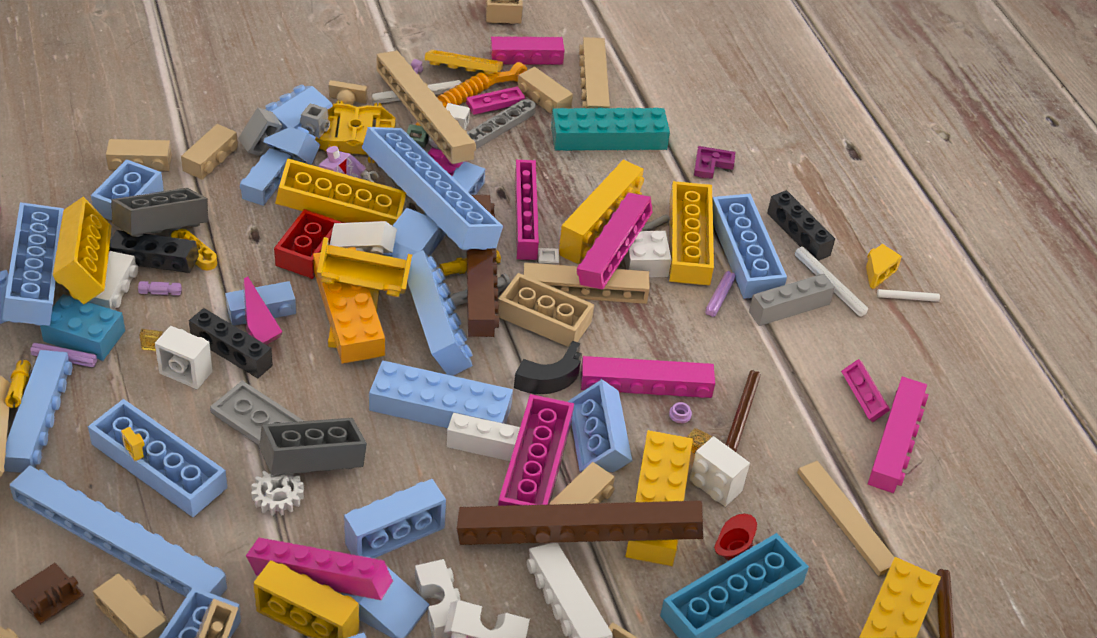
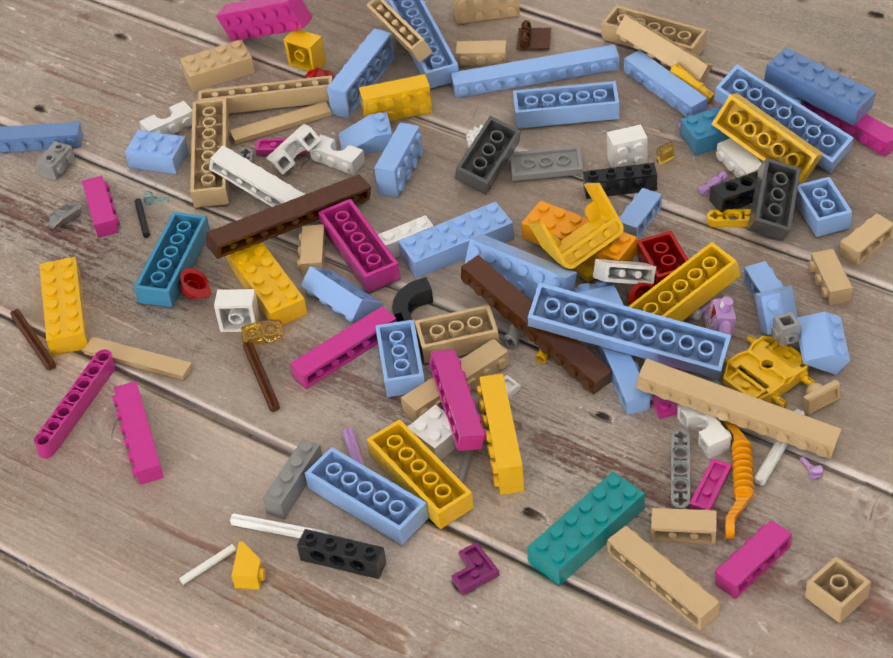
camera: 150 degrees right, 0 degrees up
(133, 443) = (574, 81): yellow plate -> none
(259, 320) = (626, 191): dark pink slope -> none
(261, 125) = (814, 301): light grey brick -> none
(338, 570) = (405, 106): dark pink brick -> none
(470, 63) = (780, 495): yellow plate -> none
(526, 210) = (560, 398): dark pink brick -> none
(614, 323) = (399, 357): none -> light blue brick
(680, 412) = (301, 344): lavender plate -> none
(865, 390) = (183, 448): dark pink plate -> none
(941, 505) = (74, 404): none -> dark pink beam

